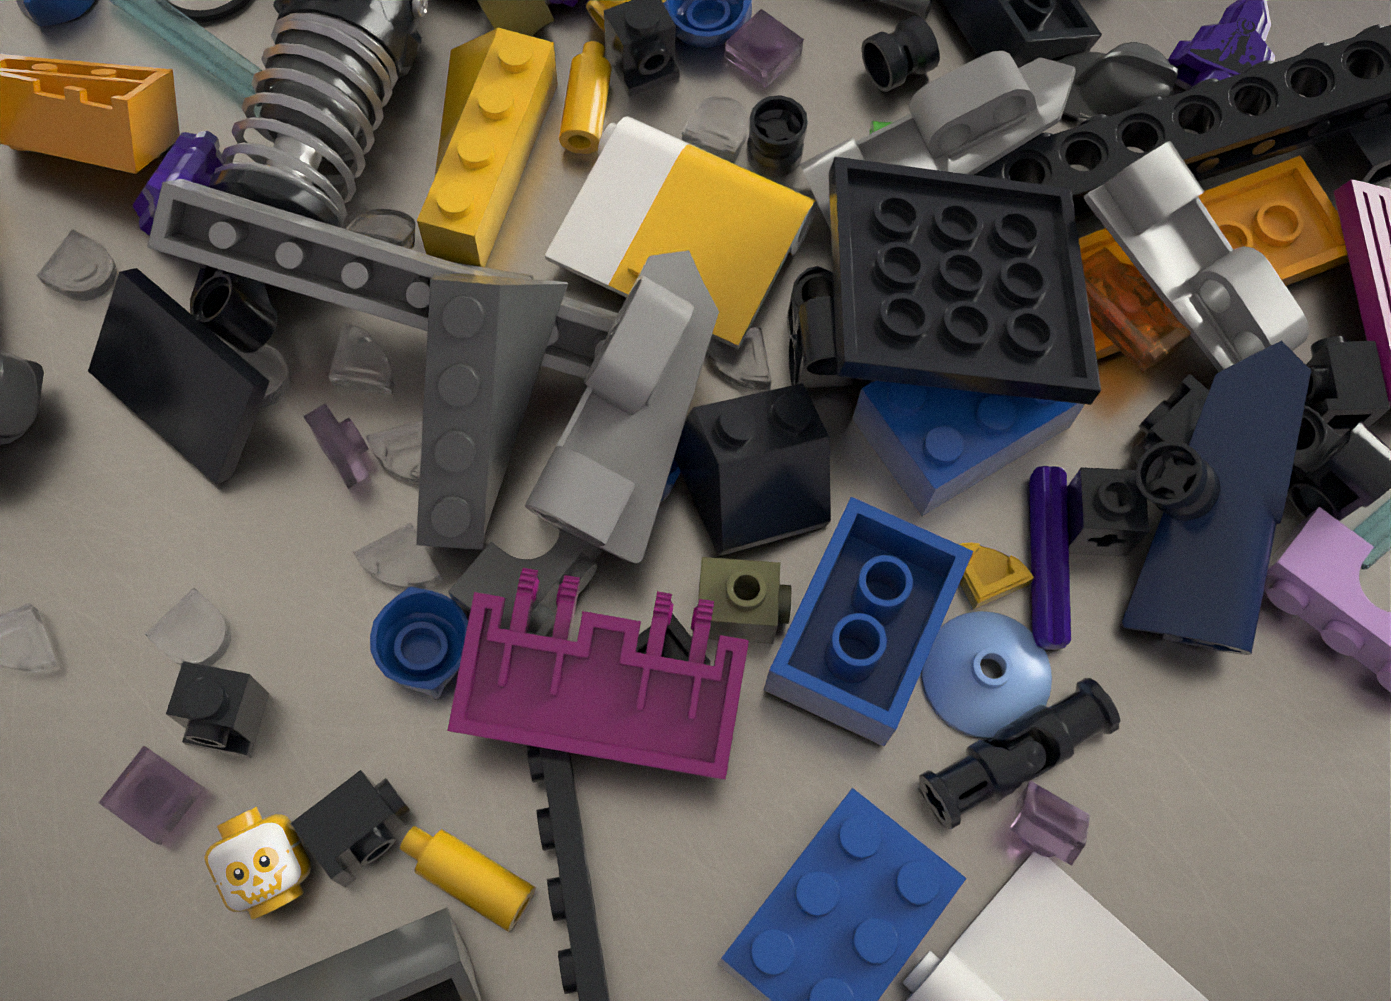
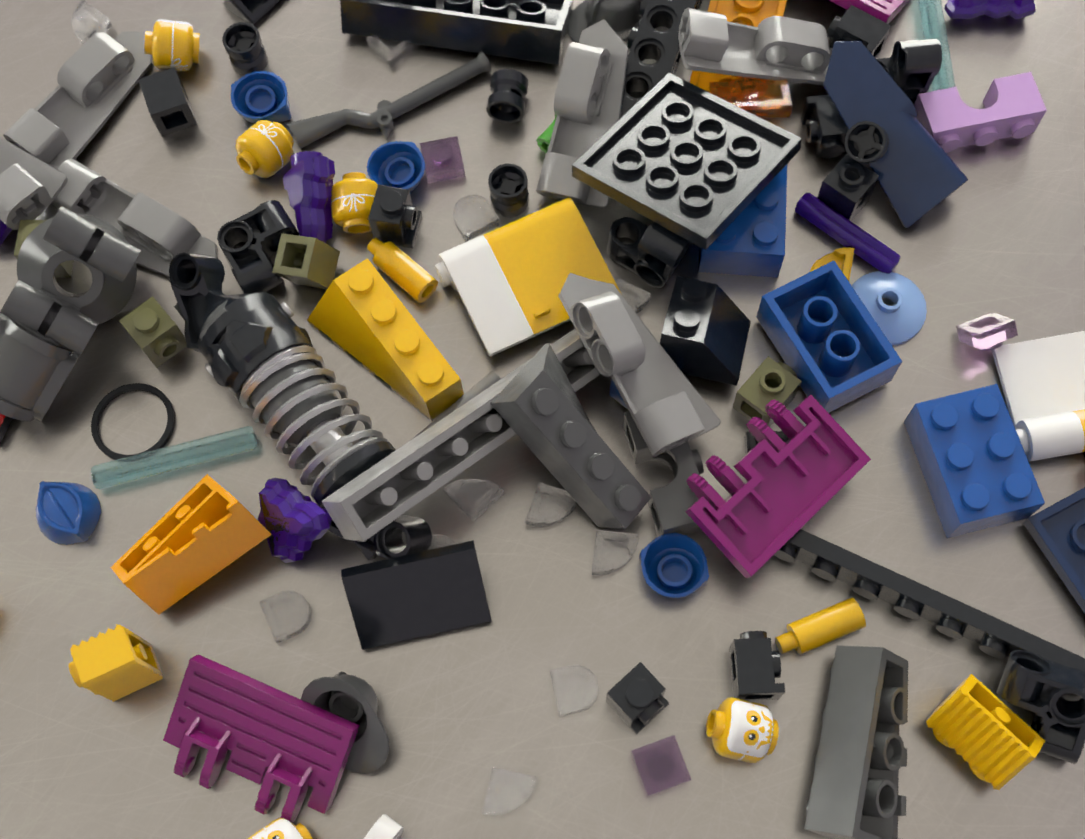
camera: 45 degrees left, 0 degrees up
(340, 443) = (522, 536): clear purple plate -> none
(387, 226) = (404, 427): clear tile -> none
(1013, 756) = (941, 320): black piece -> none

